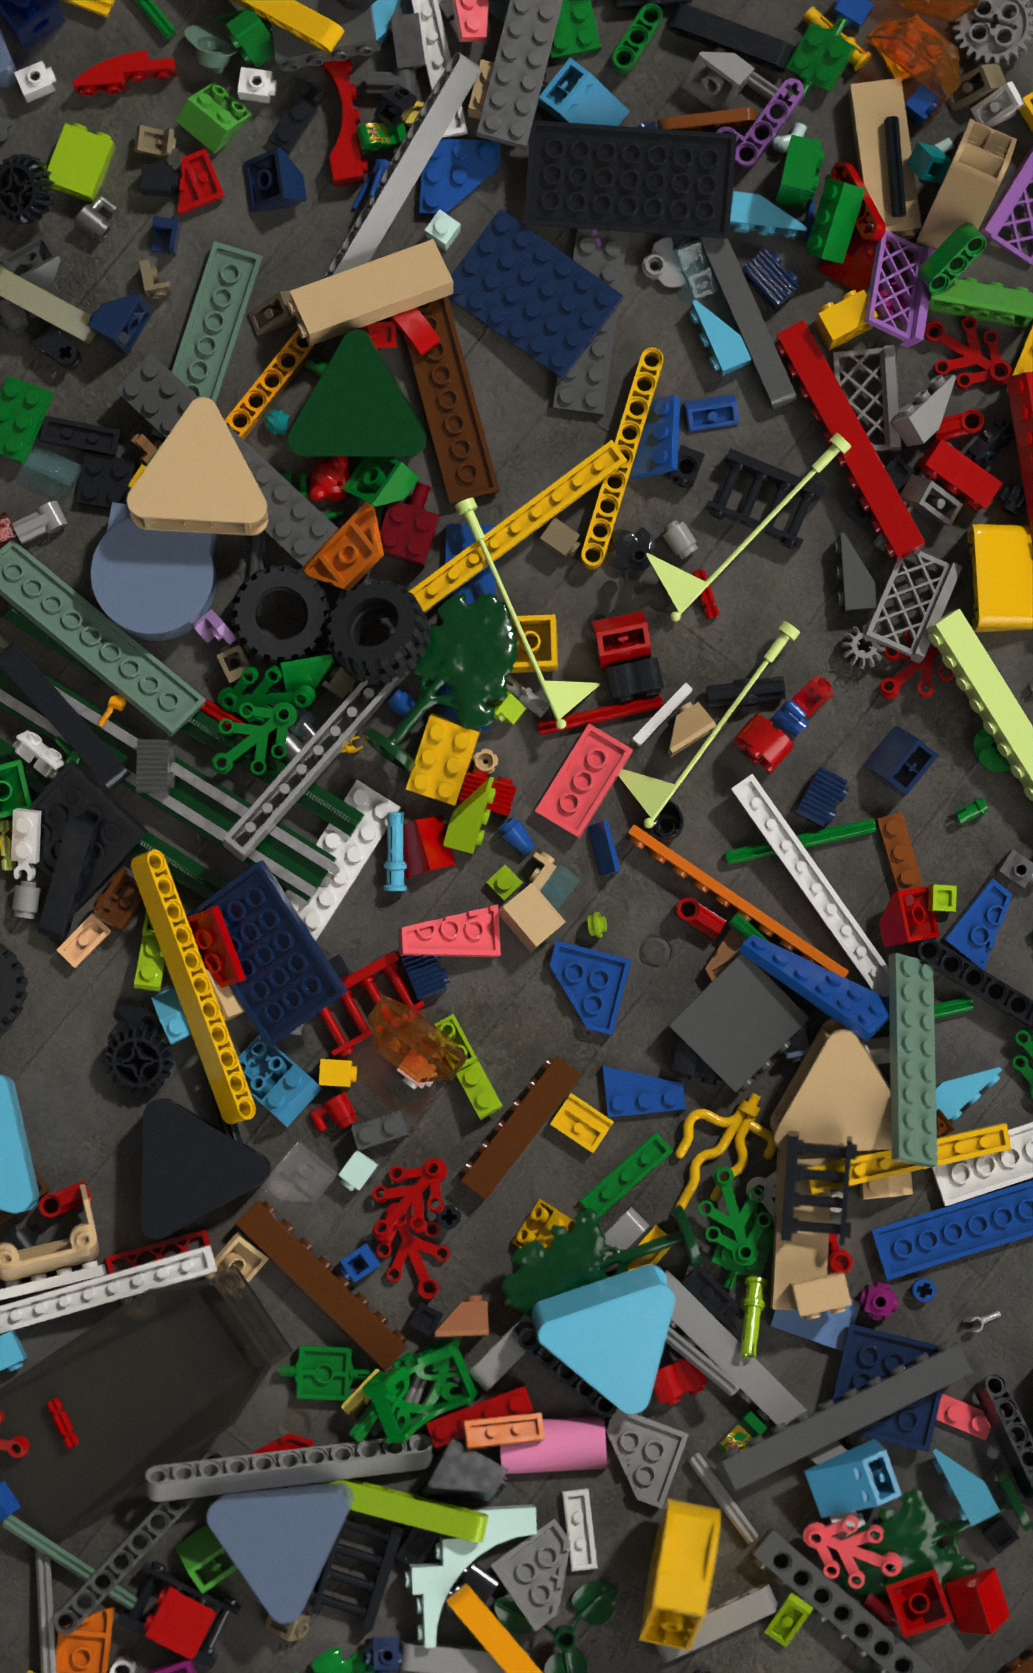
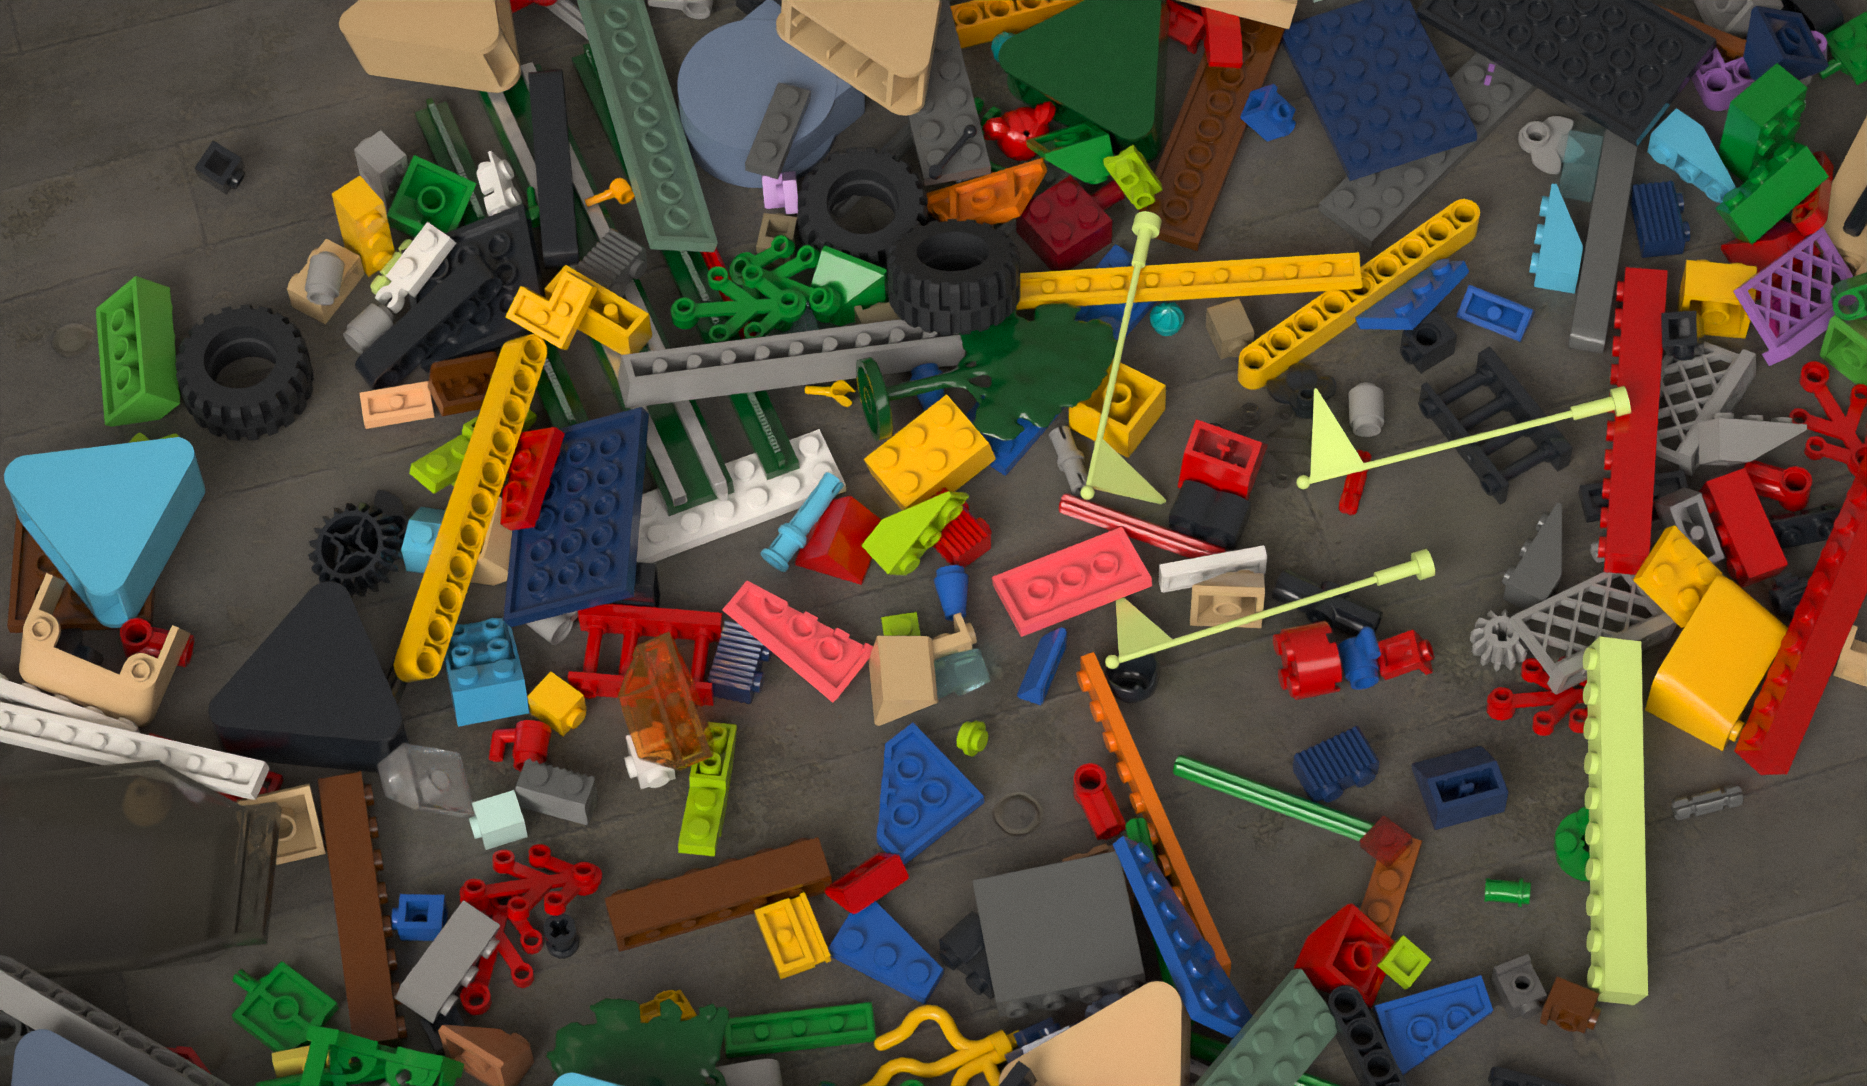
camera: 40 degrees right, 25 degrees down
(153, 836) = (555, 318): none -> yellow plate
(173, 805) = (611, 318): none -> yellow brick
(192, 600) = (777, 130): none -> dark grey plate
(308, 558) = (935, 171): none -> black hinge
(402, 1283) = (449, 963): none -> light grey brick
(432, 474) = (1134, 176): none -> lime hips
(485, 360) = (1268, 113): none -> blue brick
(488, 755) = (978, 490): tan plate -> none
(507, 709) = (1039, 450): lime brick -> none
(516, 556) = (1167, 318): none -> teal plate
(601, 1060) = (868, 882): none -> red slope
(776, 1091) = (1035, 1036): none -> dark blue plate
(778, 108) = (1781, 39): none -> dark blue slope
(813, 884) = (1257, 840): white plate -> none
(842, 362) = (1682, 334): none -> black brick
(884, 830) = (1386, 841): none -> clear red plate
(947, 542) = (1676, 575): none -> yellow plate

